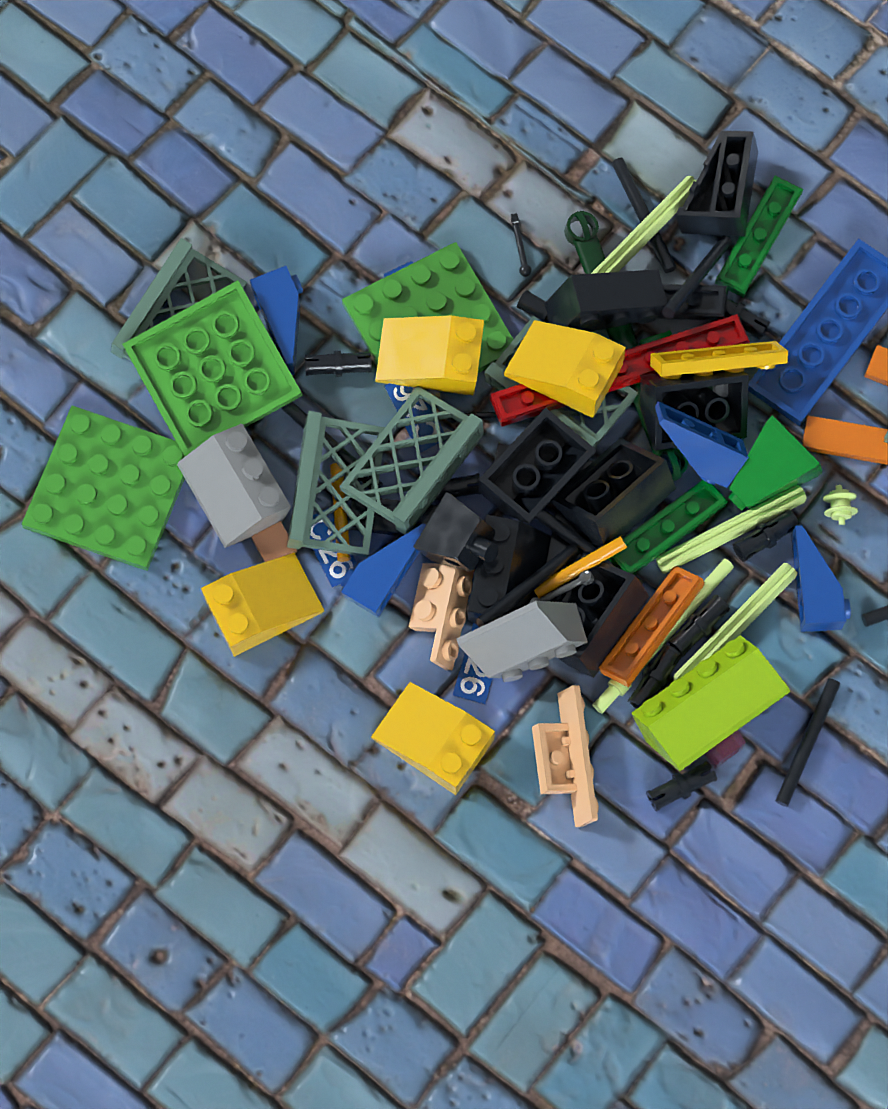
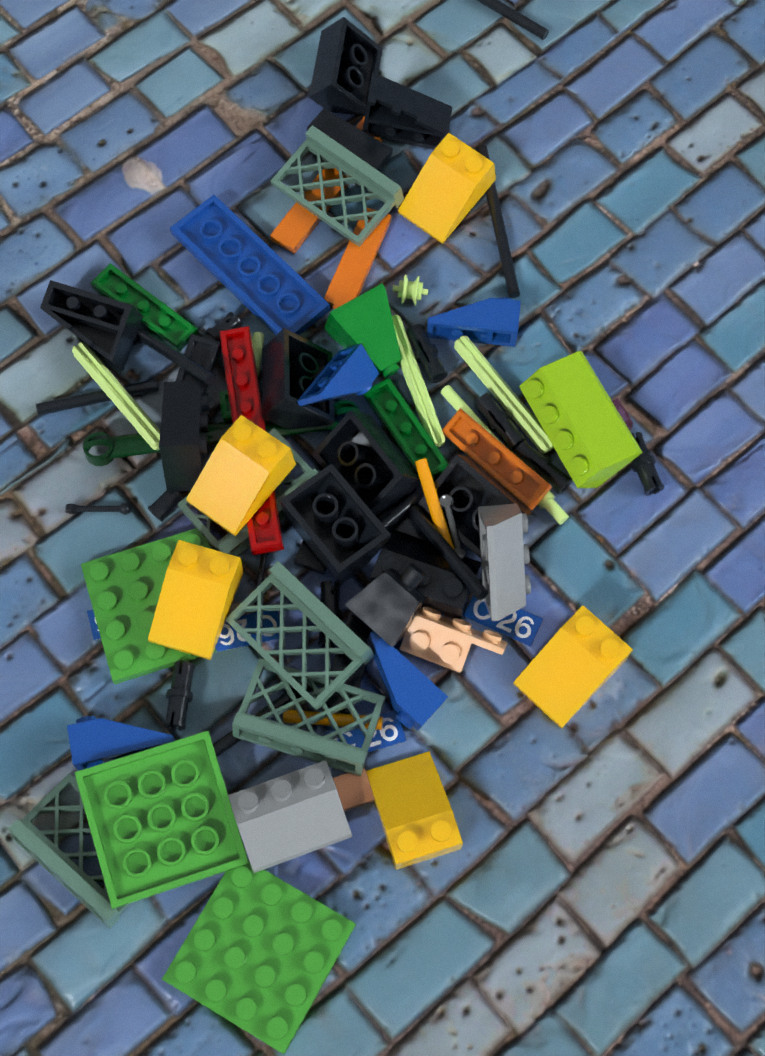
camera: 80 degrees left, 5 degrees down
(565, 757) = (607, 552): light nougat bracket -> none
(728, 358) = (262, 350): yellow plate -> none
(807, 742) = (615, 358): black bar -> none

